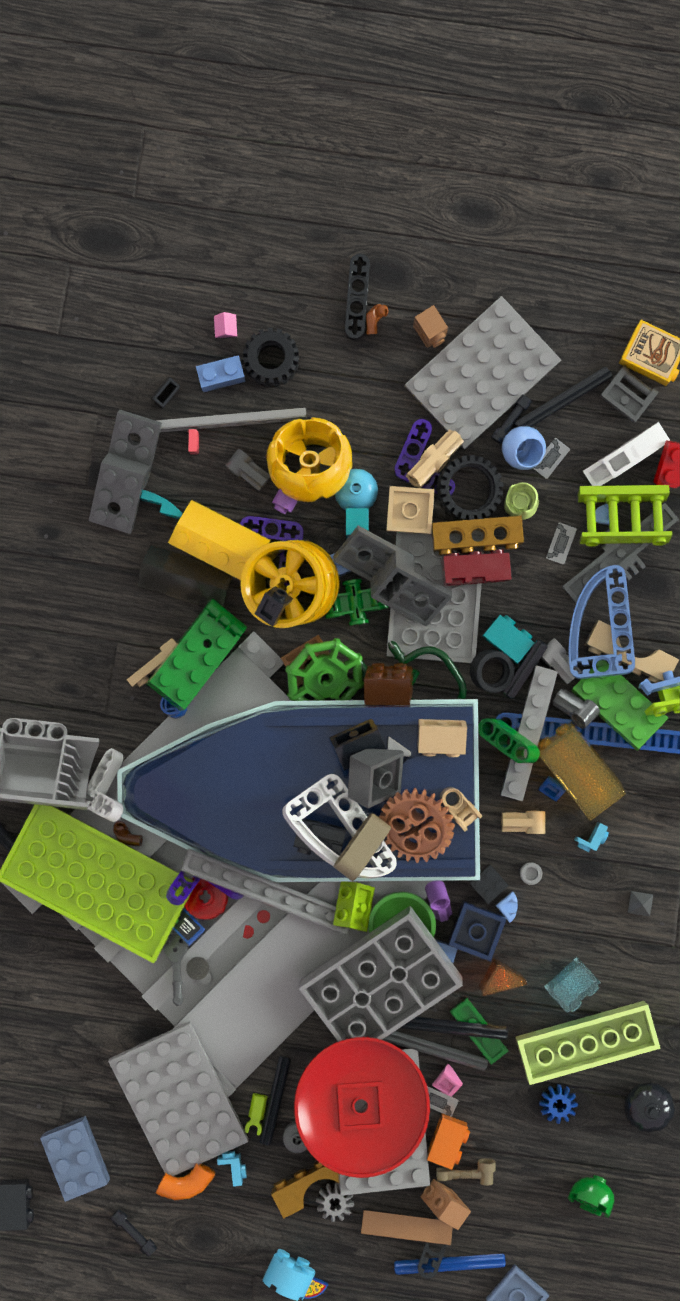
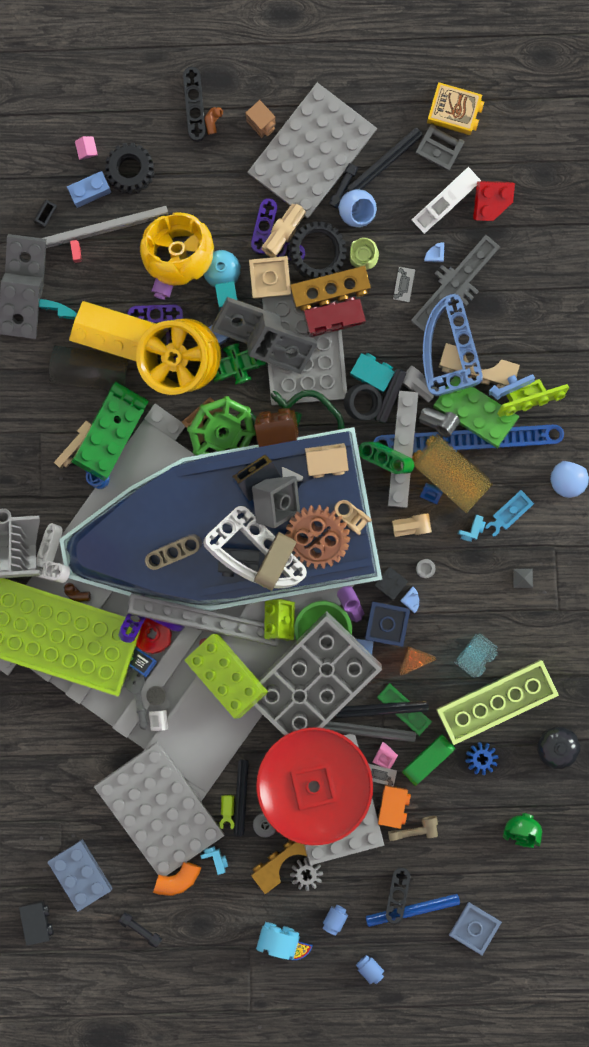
camera: 10 degrees left, 0 degrees up
(195, 998) = (158, 720): none -> white slope
(235, 818) = (166, 558): none -> dark tan beam
(244, 467) = (124, 266): dark grey piece -> none
(273, 605) = (166, 376): black bracket -> none
(281, 961) = (226, 676): none -> lime brick
(358, 1260) = (335, 919): none -> medium blue brick
(406, 1227) = (371, 884): medium nougat tile -> none
(445, 1204) = (399, 858): medium nougat brick -> none
(497, 1094) = (428, 760): none -> green beam
(554, 454) = (384, 212): sticker -> none
(633, 495) = (457, 232): lime fence -> none
(639, 826) = (510, 512): none -> dark azure plate

